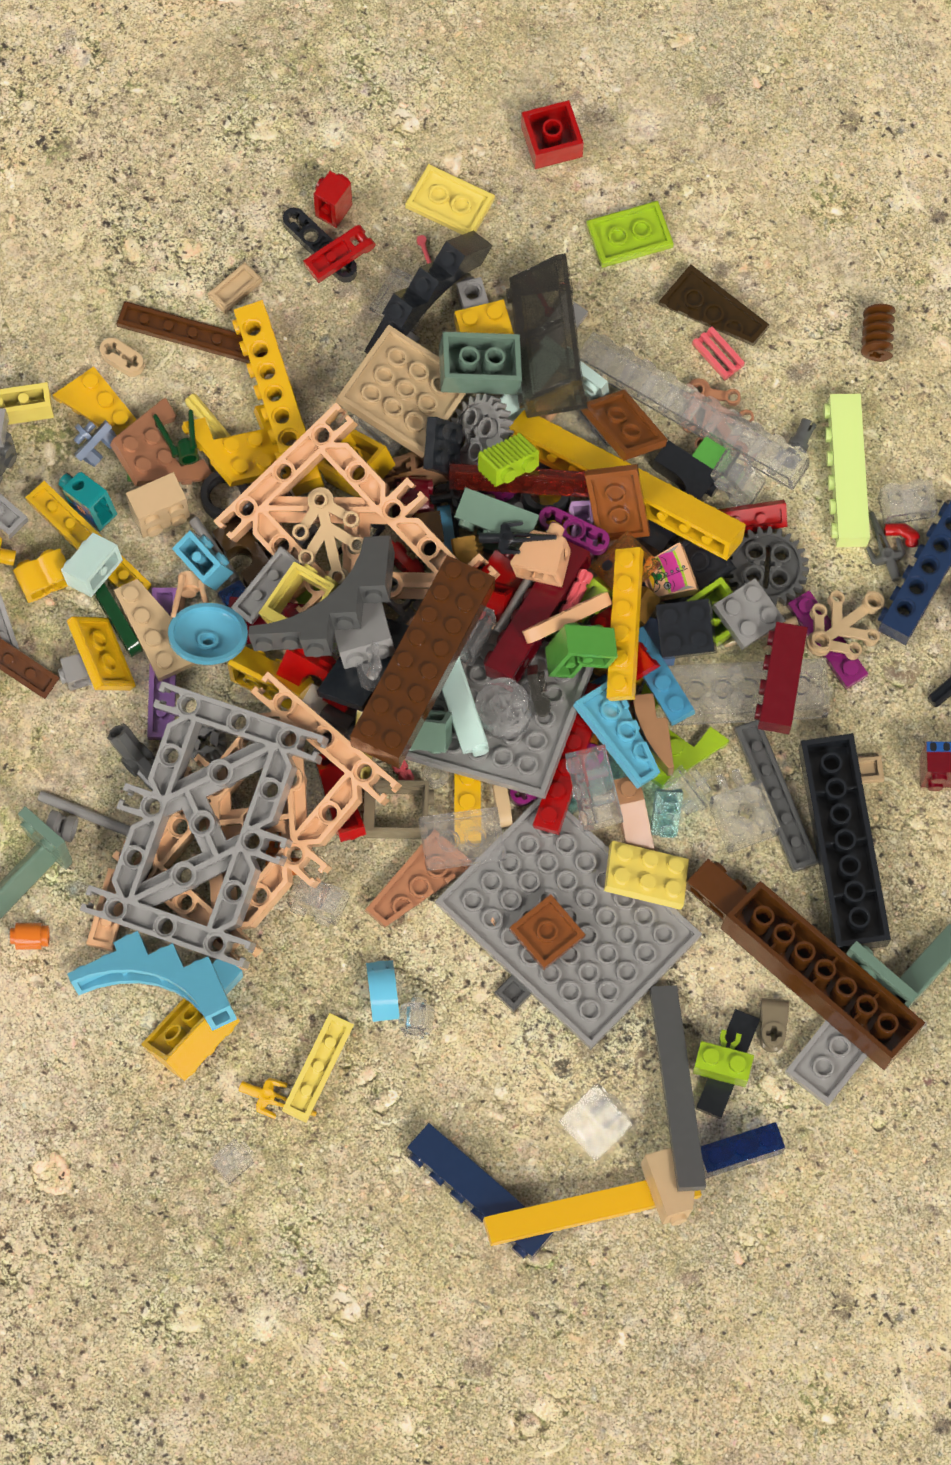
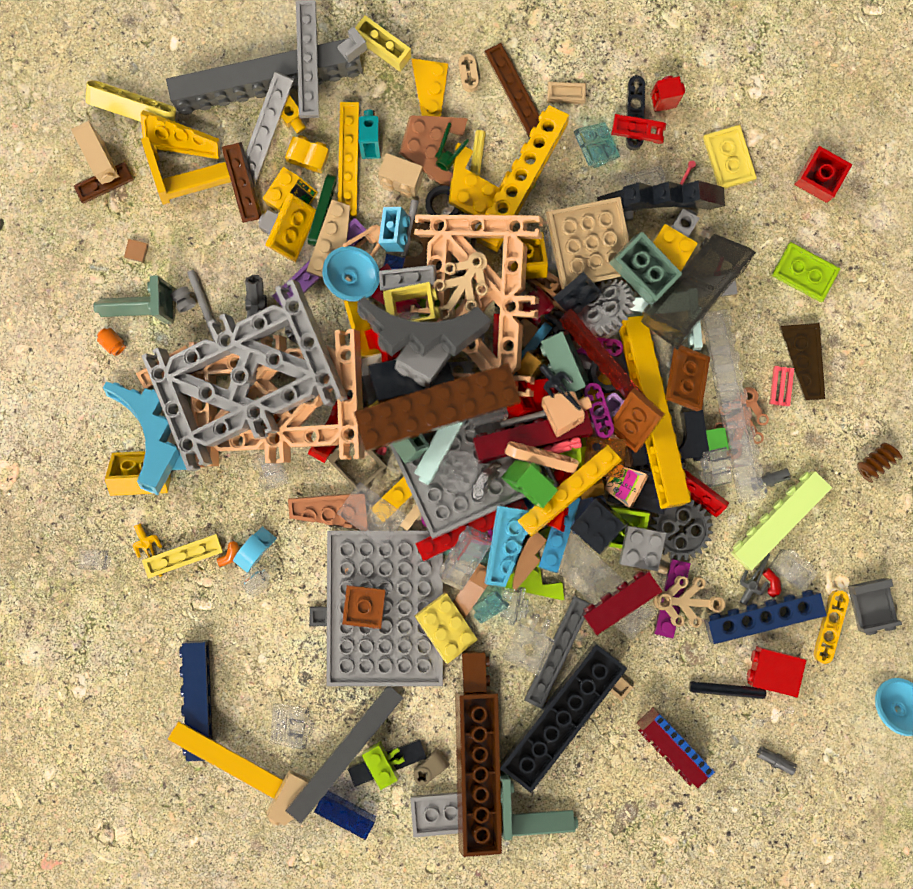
camera: 45 degrees right, 15 degrees up
(54, 627) = (286, 183): none -> yellow slope
(87, 451) = (396, 108): sand blue hips -> none
(91, 564) = (332, 174): light aqua brick -> none
(314, 304) = (596, 144): none -> clear light blue plate
(364, 1017) = (233, 549): none -> orange arm
(369, 669) = (403, 384): clear piece -> none
(508, 460) = (601, 339): lime brick -> none

